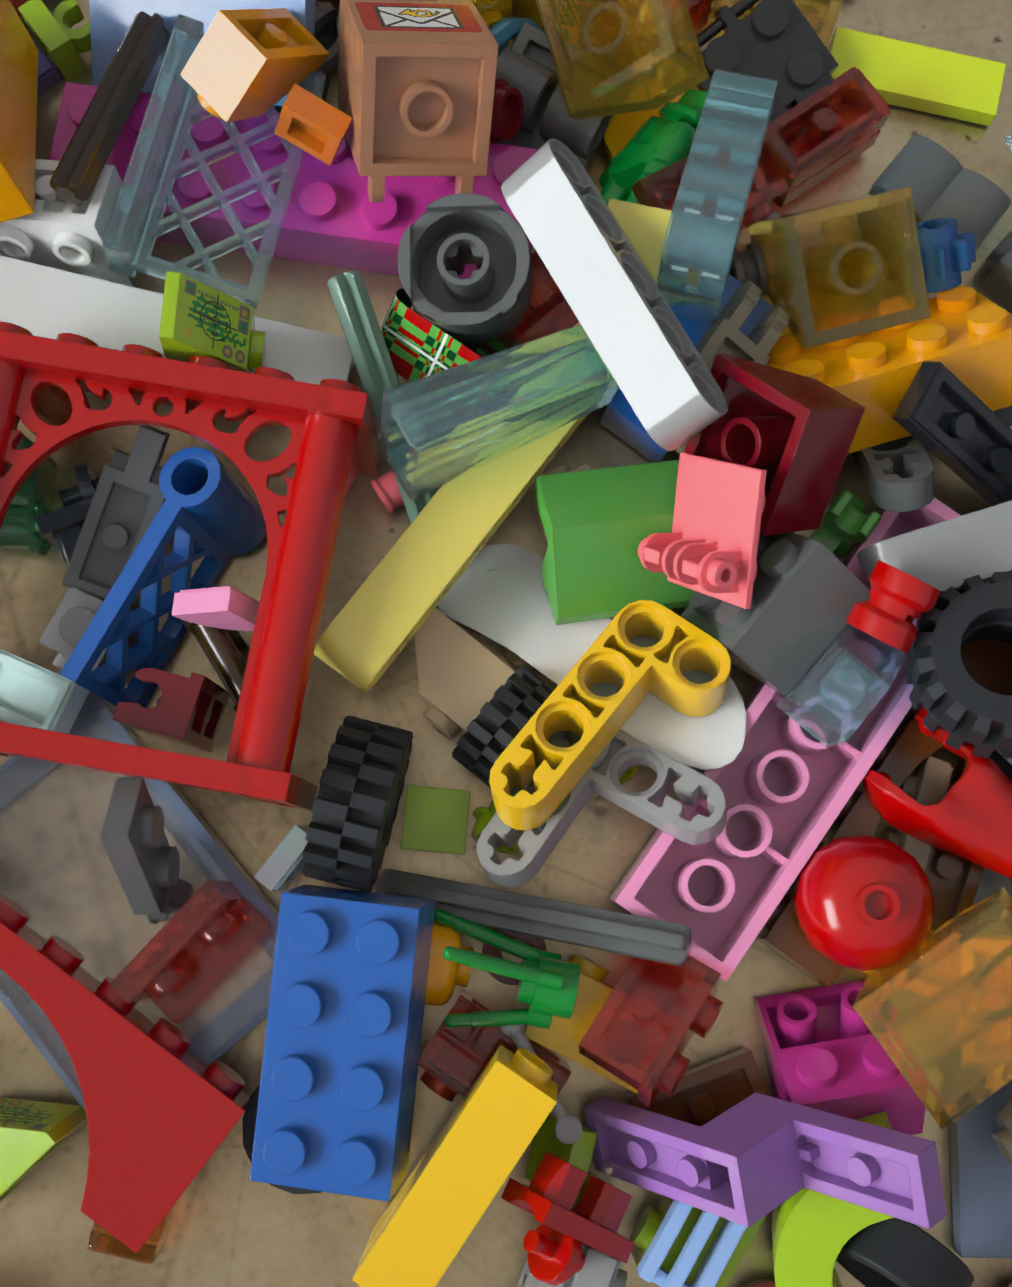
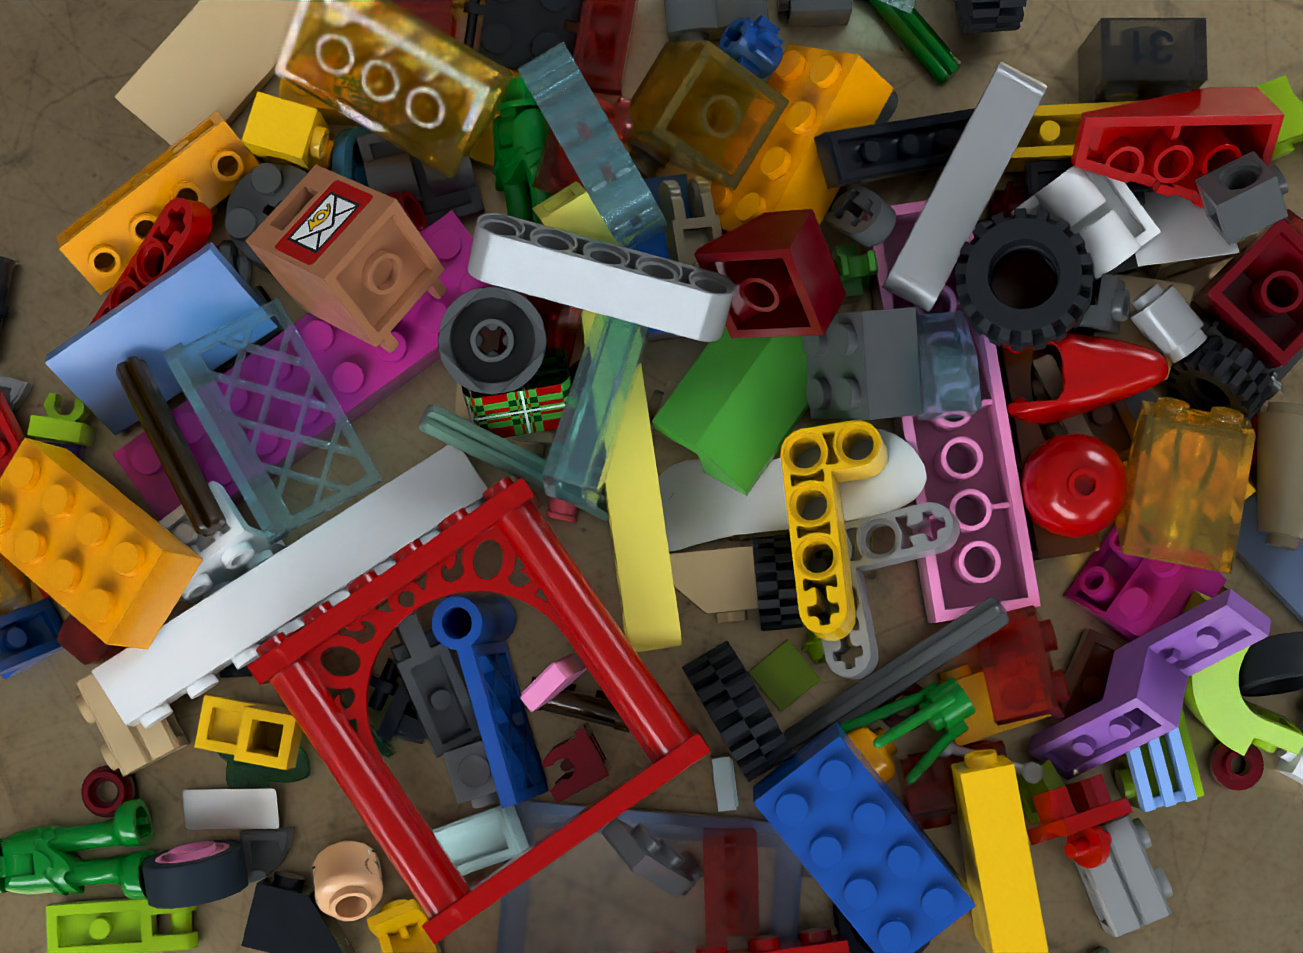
camera: 40 degrees left, 5 degrees up
(208, 324) = (383, 527): lime slope -> none
(251, 61) = (238, 337): light orange slope -> none
(312, 124) = (311, 340): orange tile -> none
(712, 530) = (790, 359): coral hinge -> none
(893, 606) = (935, 305): red wheel -> none

